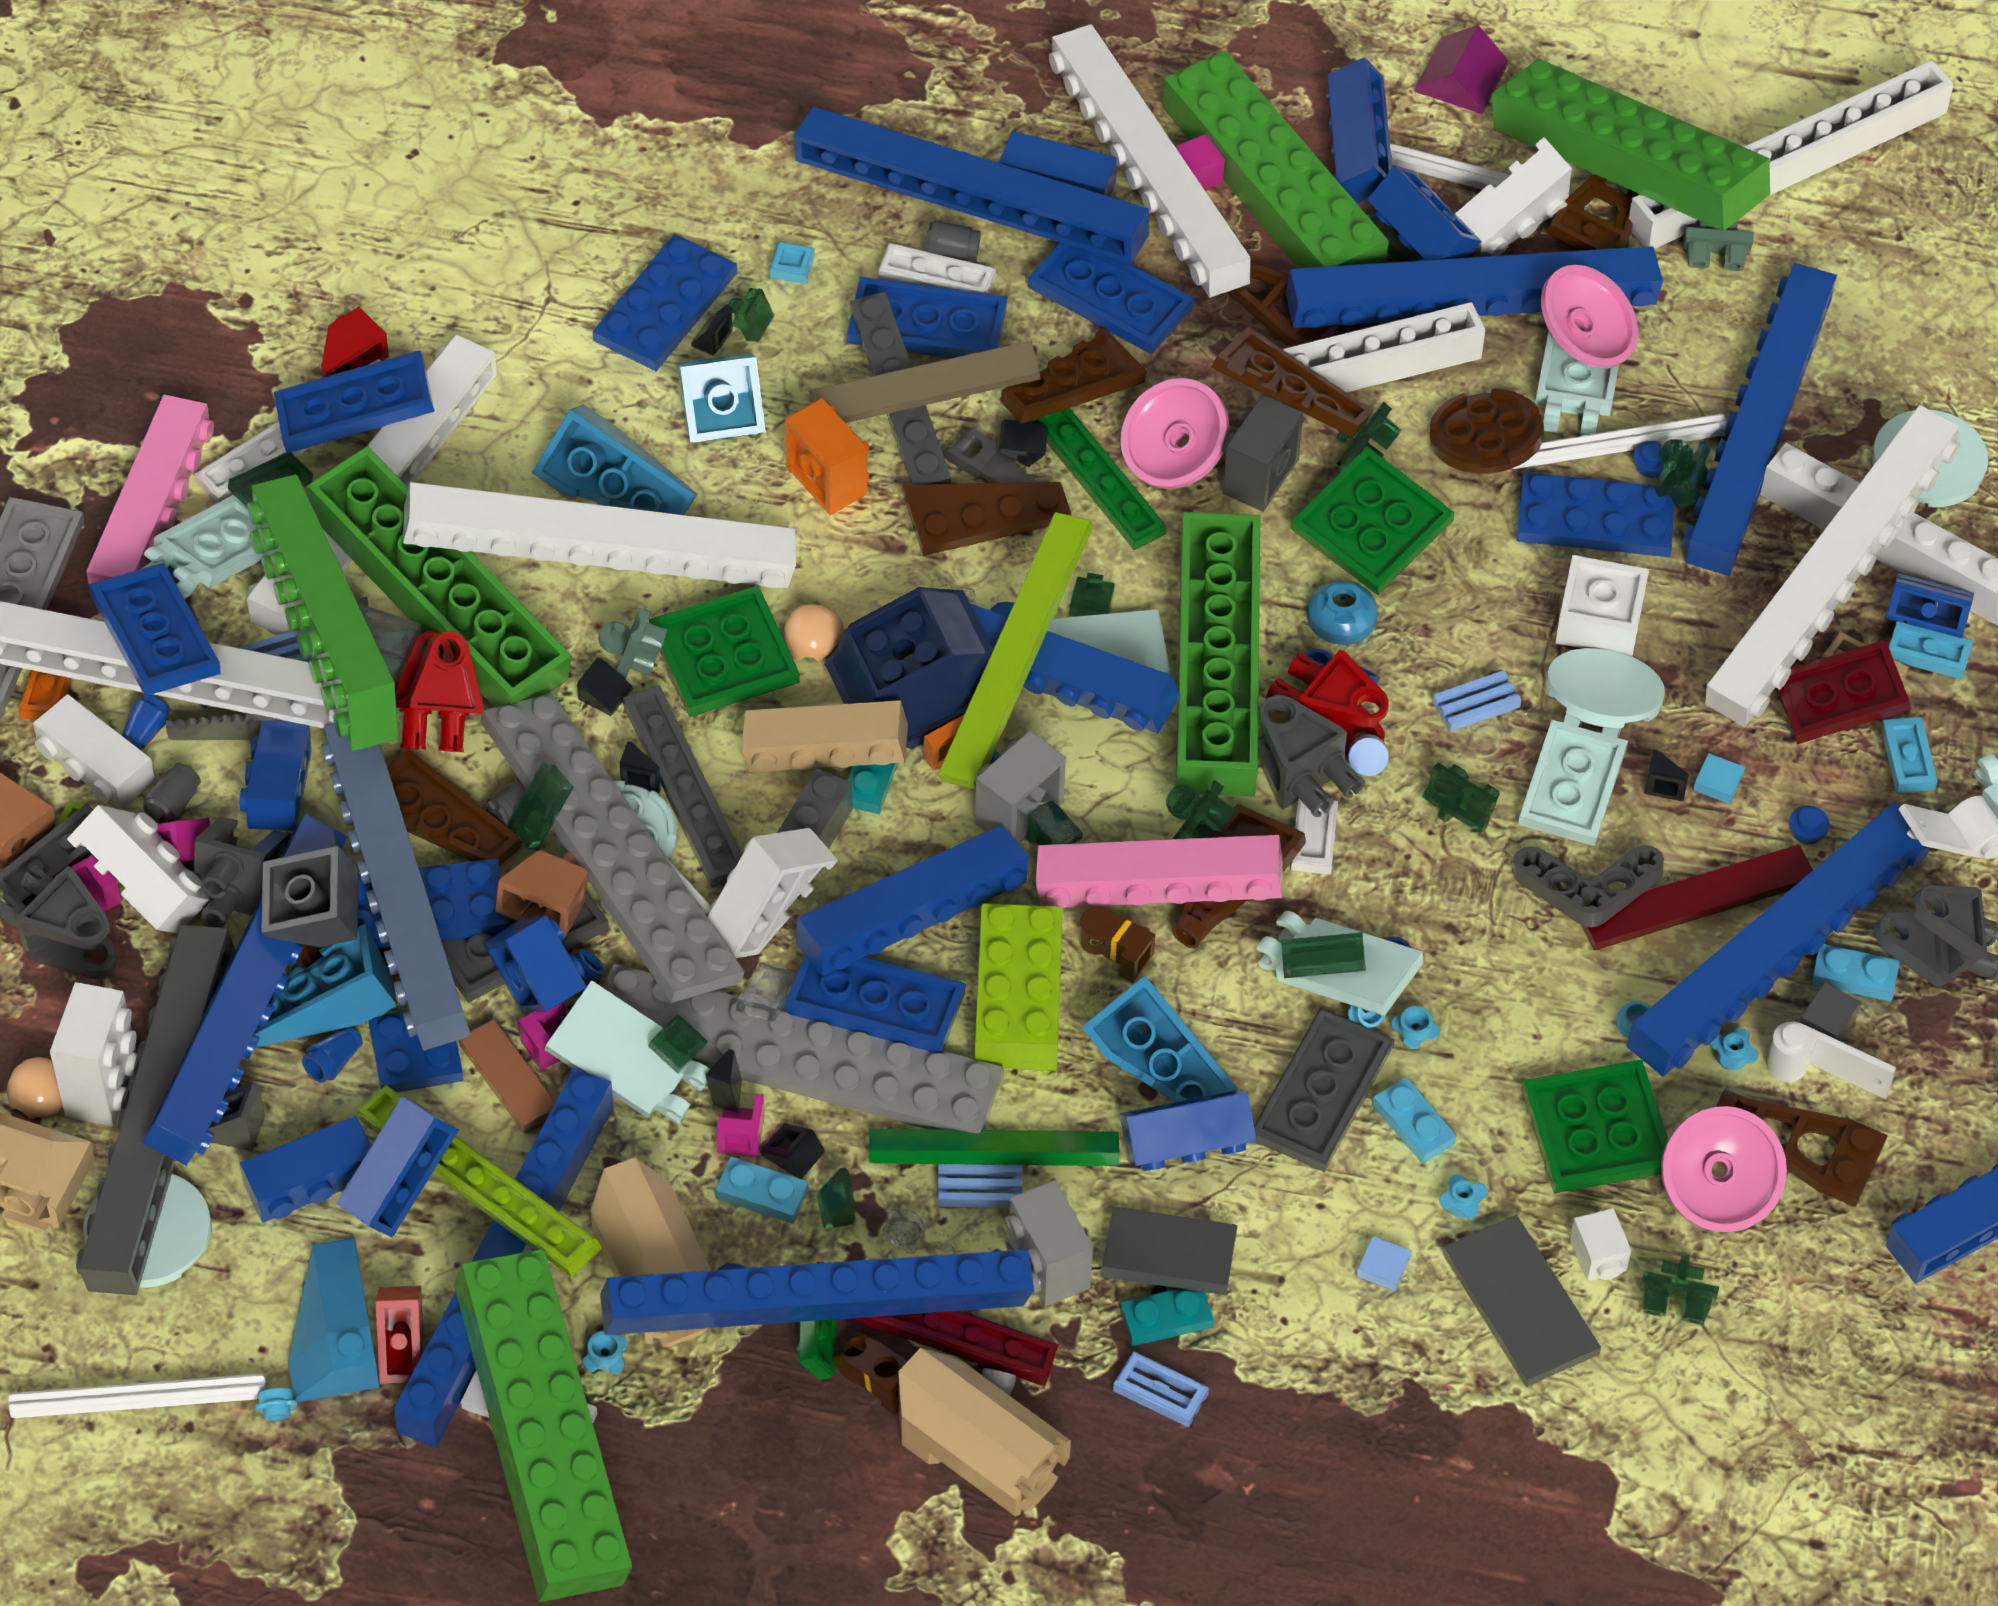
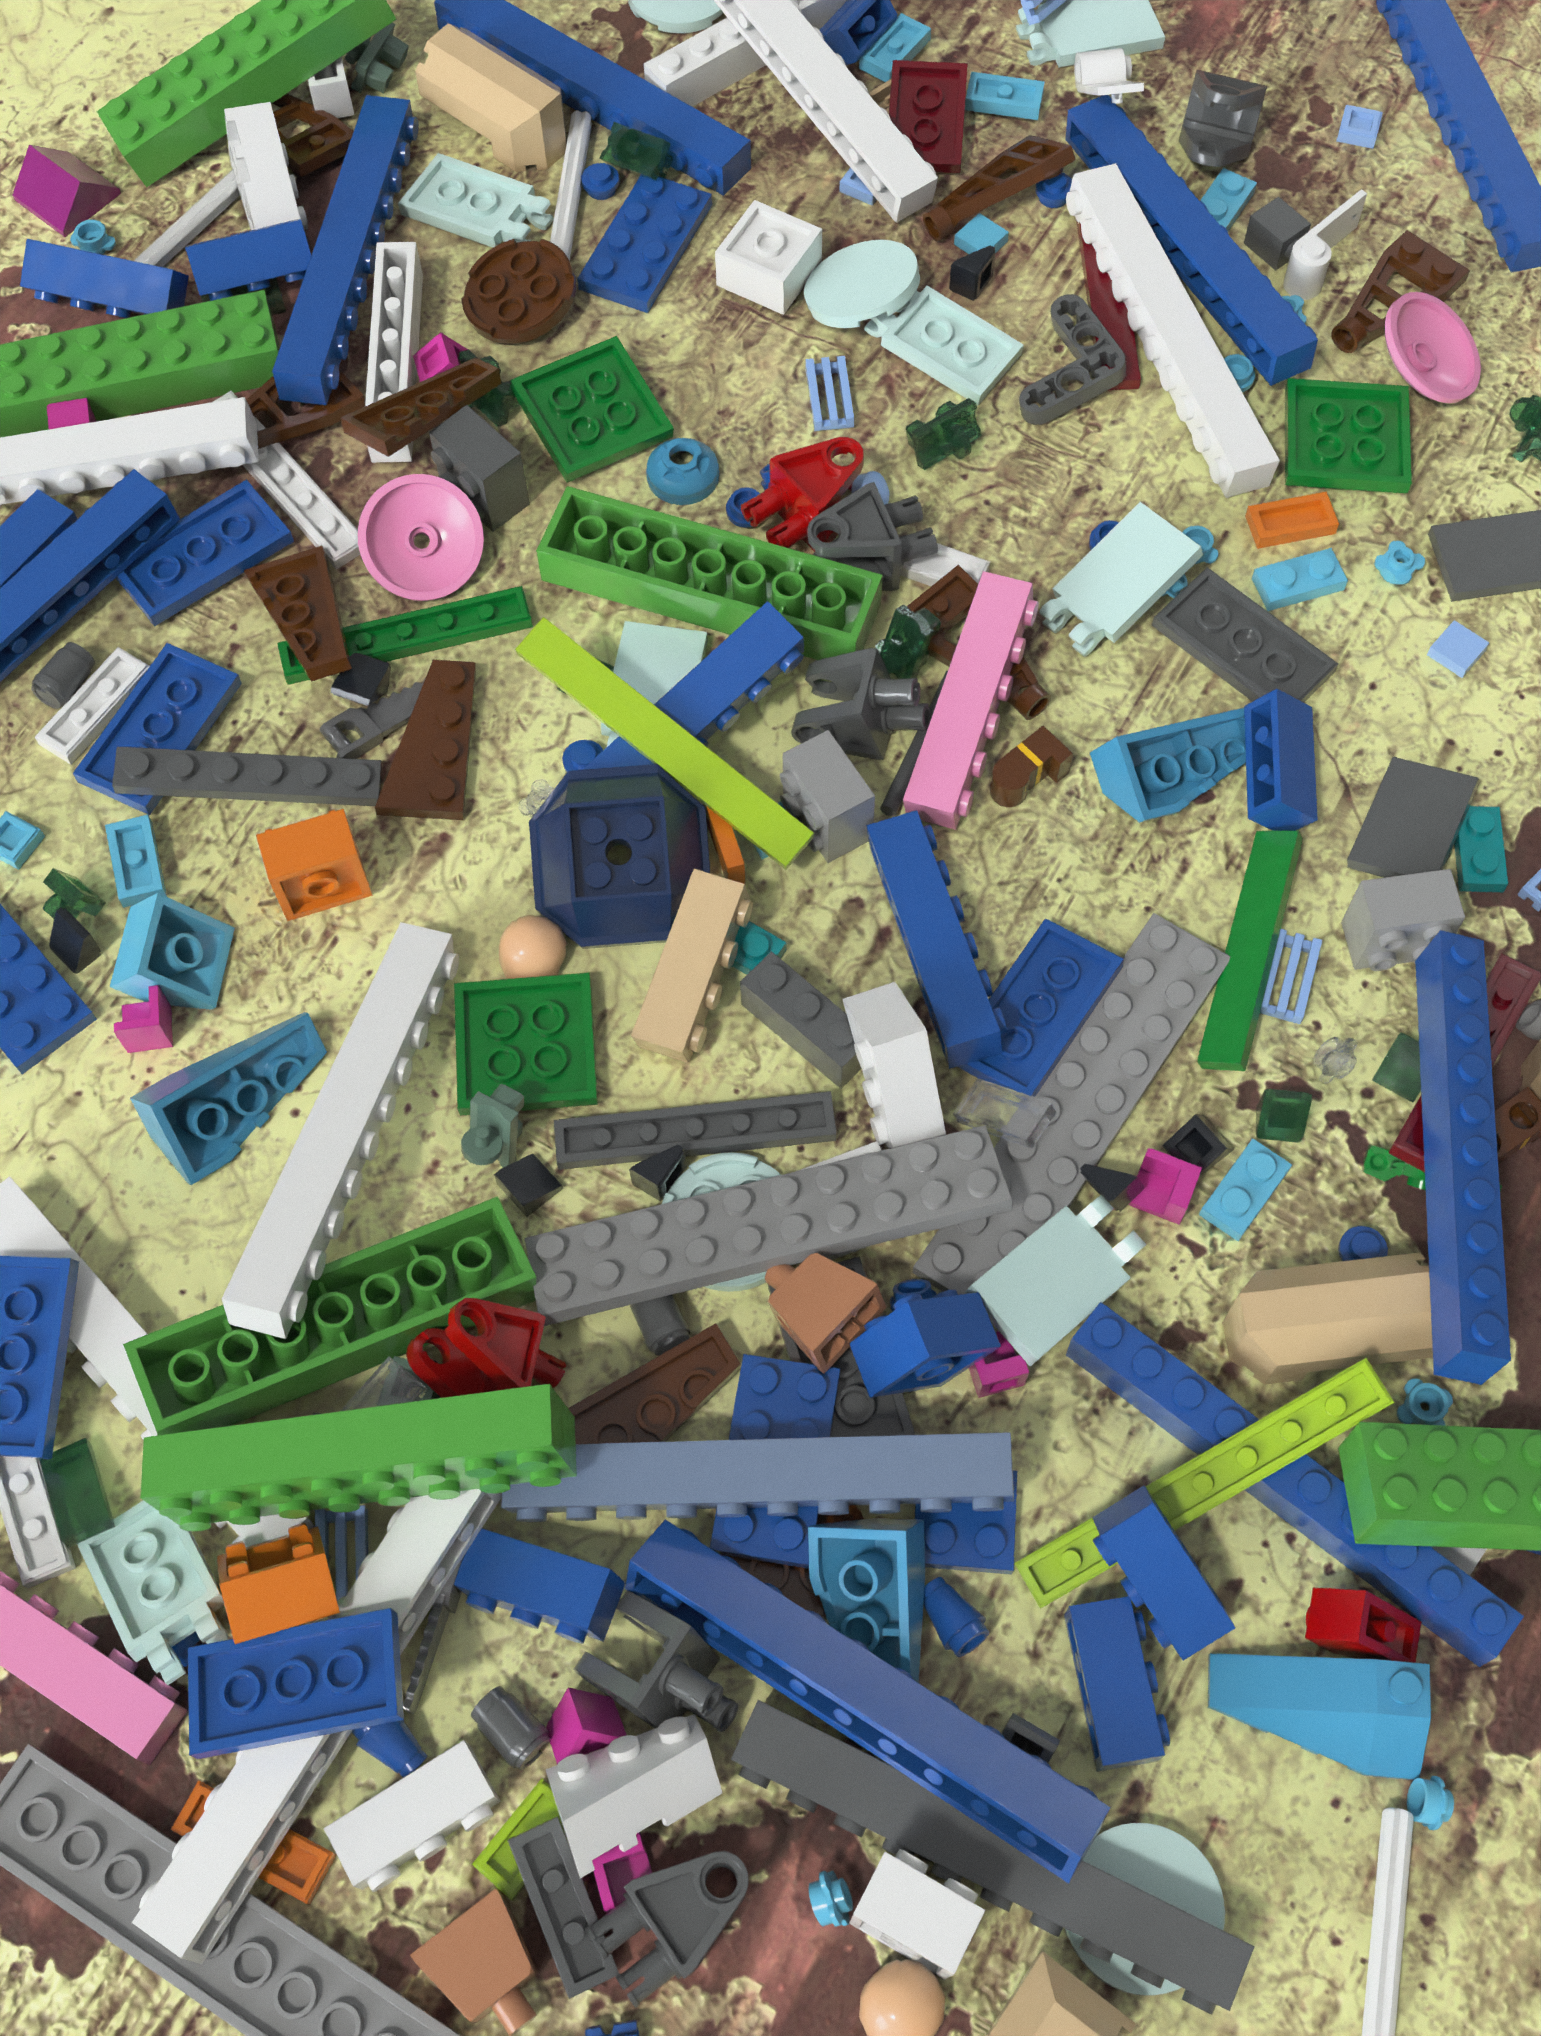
camera: 70 degrees left, 10 degrees up
(226, 602) = (276, 1583): none -> orange container
(311, 898) = (770, 1584): dark grey slope -> none
(508, 1075) = (1039, 1415): nougat tile -> none
(540, 805) = (701, 1282): clear green tile -> none
(658, 401) = (146, 1024): none -> dark pink panel
(678, 1043) = (1065, 1217): clear green tile -> none
(798, 345) = (135, 860): none -> medium azure plate
(931, 382) = (264, 740): dark tan tile -> none
(1019, 986) = (1063, 869): lime brick -> none
(1052, 826) = (883, 785): clear green slope -> none
(1127, 802) = (871, 705): none -> dark grey piece
(1213, 327) = (303, 501): none -> white tile
(1323, 955) = (1118, 585): clear green tile -> none
(1371, 390) = (437, 356): none -> dark pink panel
(1413, 109) = (92, 237): none -> medium azure plate
(1482, 1102) = (1292, 520): none -> orange tile
(1589, 316) = (435, 162): bright pink dish -> none
(1600, 1245) = (1483, 469): white brick -> none
(1656, 950) = (1172, 332): none -> white brick
(1698, 343) = (494, 97): none -> tan brick
(1821, 795) = (1031, 157): none -> reddish brown plate

